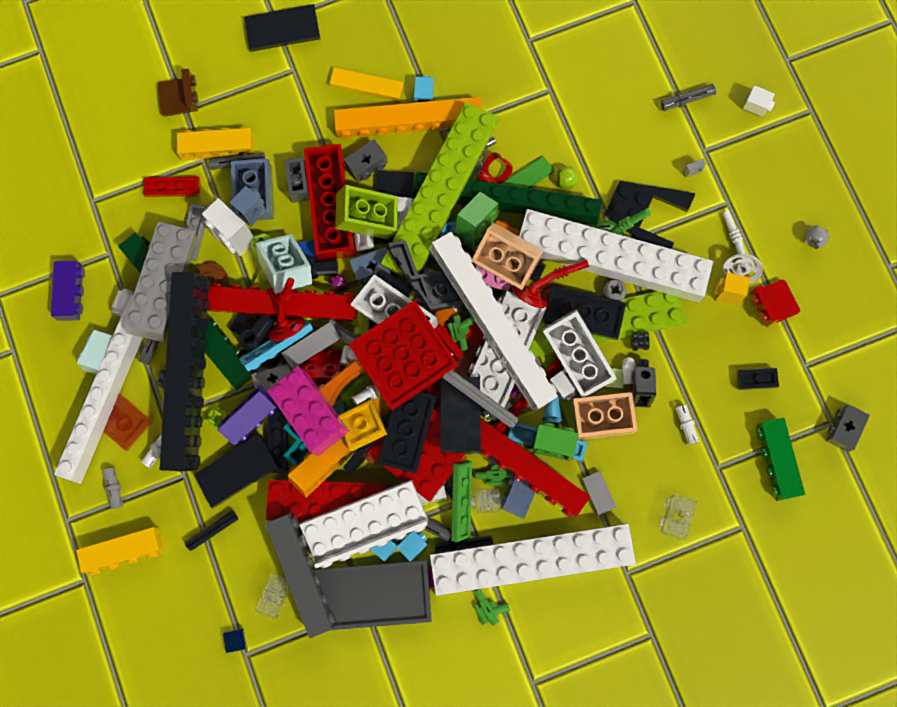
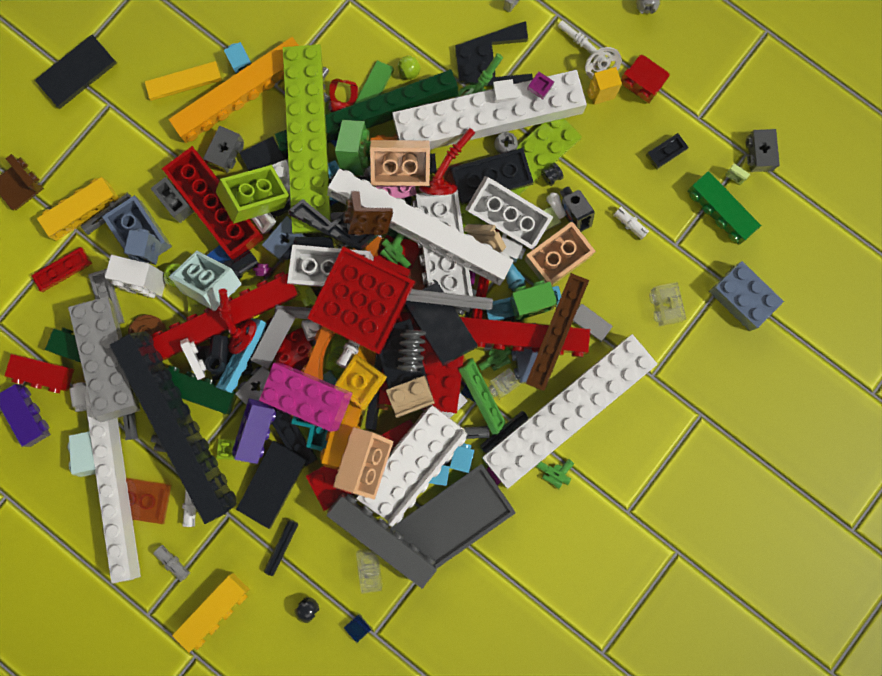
camera: 35 degrees left, 5 degrees up
(101, 263) = (39, 373): none -> red brick
(200, 597) = (306, 610): none -> black piece
(235, 316) = (190, 351): none -> white plate
(322, 497) = (363, 463): none -> light nougat brick
(397, 462) = (410, 396): none -> tan plate
(420, 423) = (411, 350): none -> dark grey piece
(447, 288) = (365, 220): none -> reddish brown bracket
(548, 361) = (487, 235): none -> tan plate
(558, 481) = (557, 332): none -> reddish brown plate
(636, 244) = (504, 90): none -> white tile
(671, 257) = (540, 85): none -> magenta plate
(755, 551) = (746, 296): none -> sand blue brick
(810, 436) = (737, 174): none -> yellowish green tile

